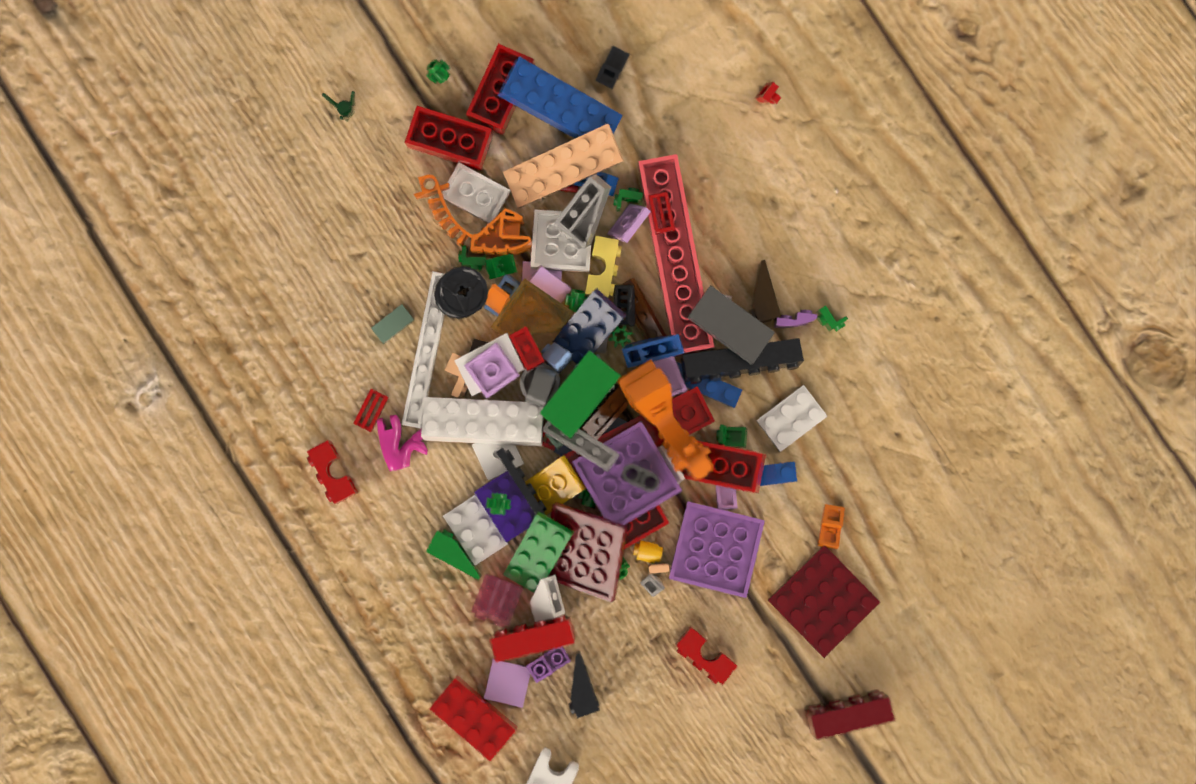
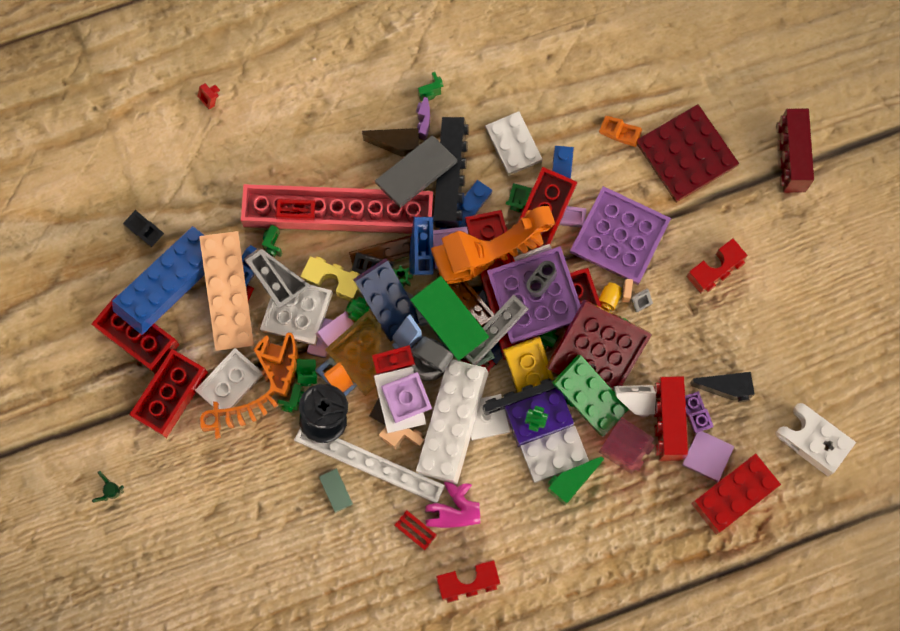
camera: 80 degrees left, 10 degrees down
(438, 71) = (100, 390): green gear -> none
(628, 222) = (296, 243): lavender tile -> none

